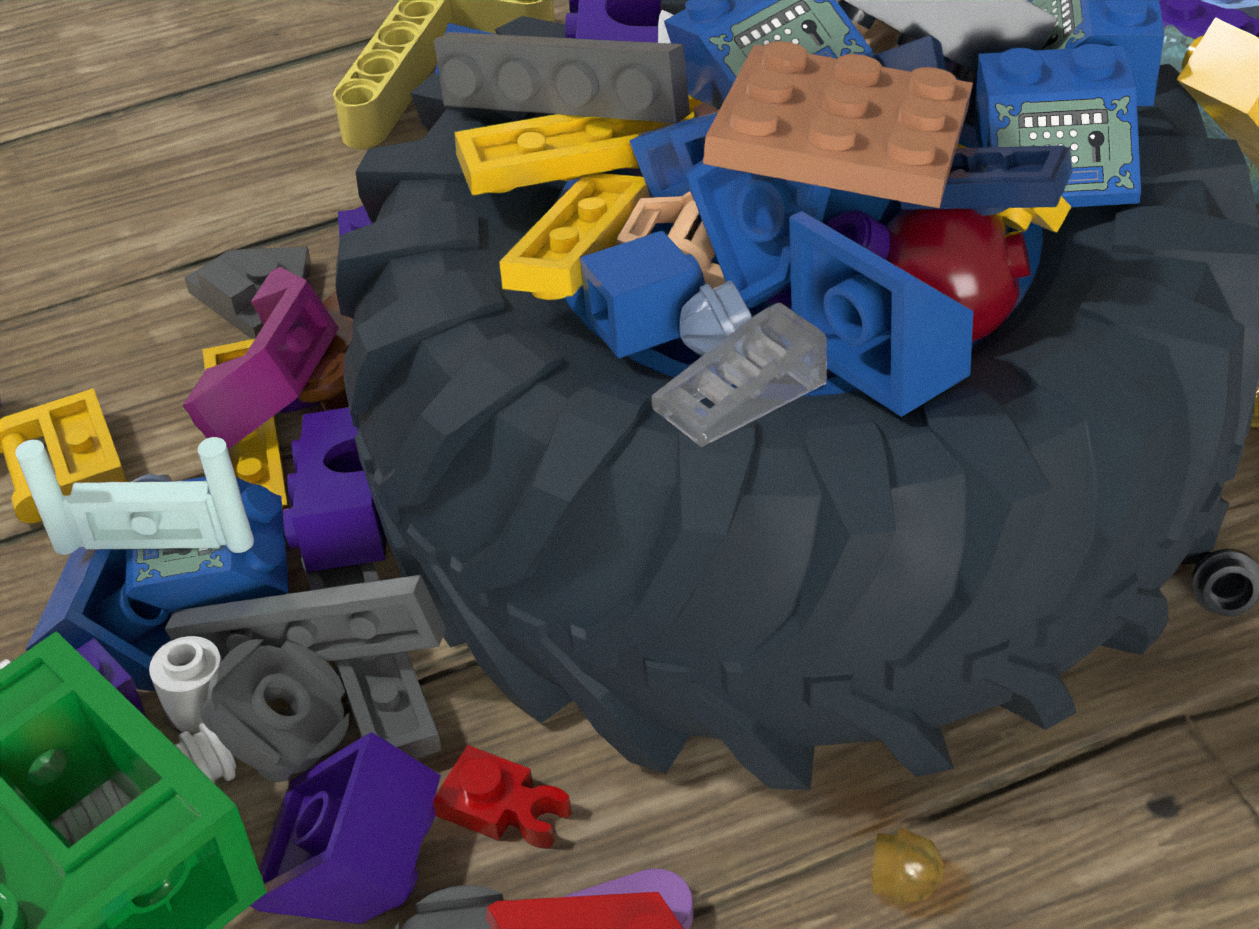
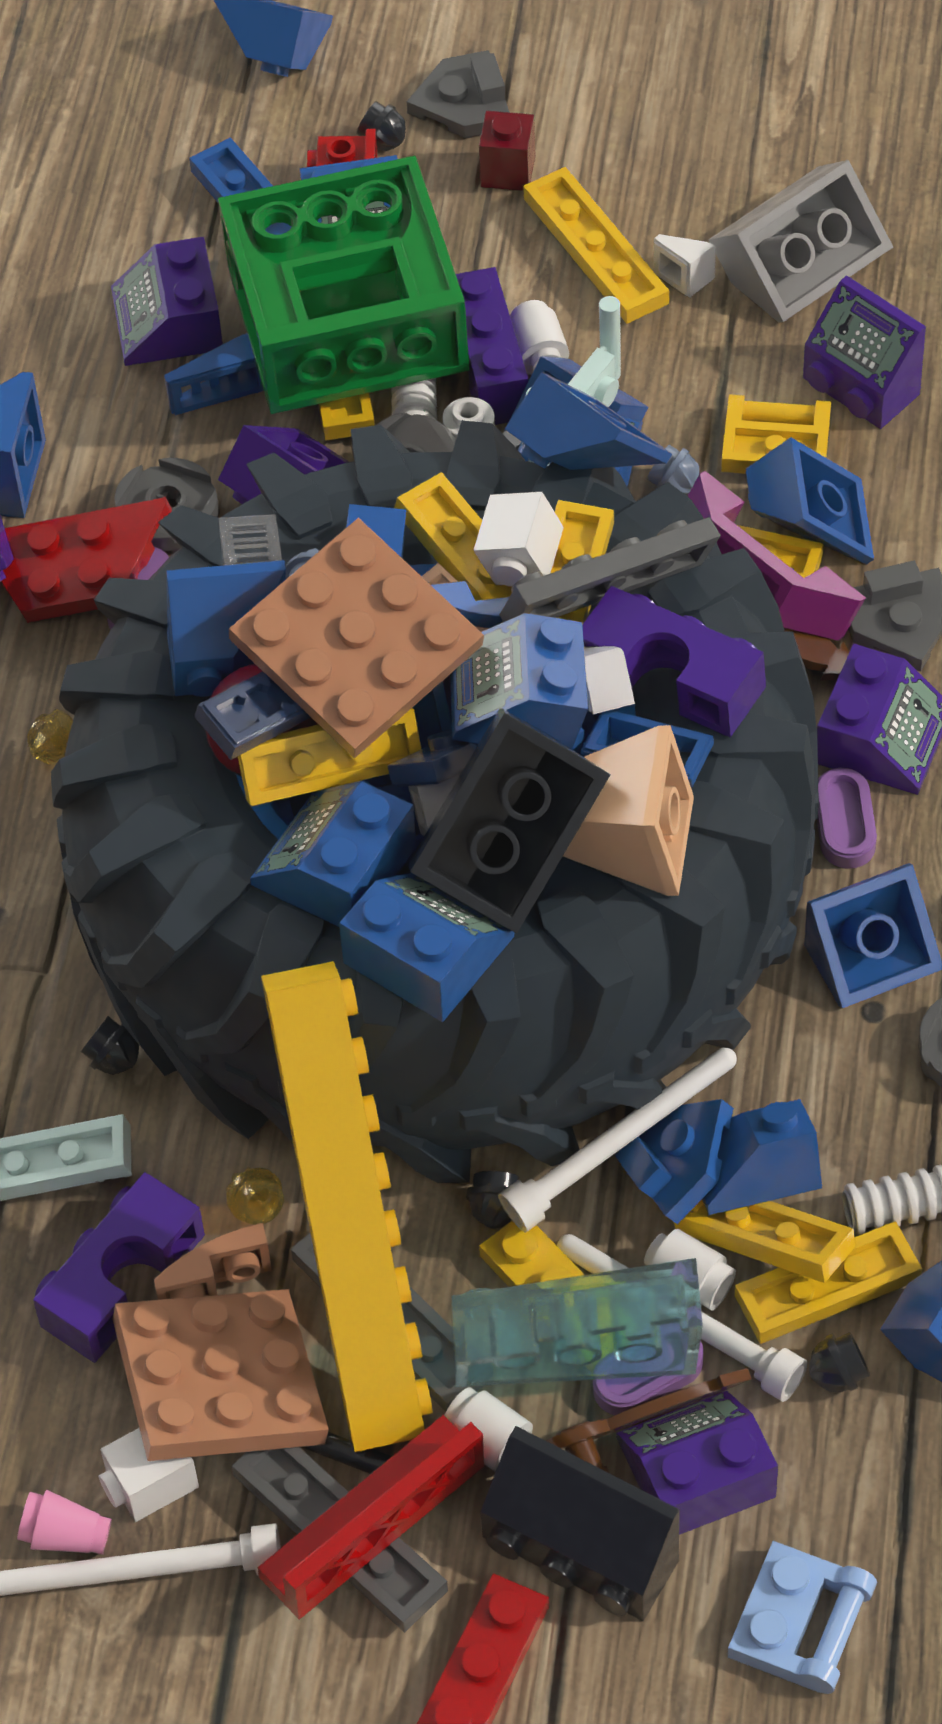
camera: 120 degrees right, 10 degrees up
(151, 384) = (811, 498): none -> blue slope
(353, 209) = (578, 430): none -> blue slope
(563, 150) = (518, 536): none -> white brick

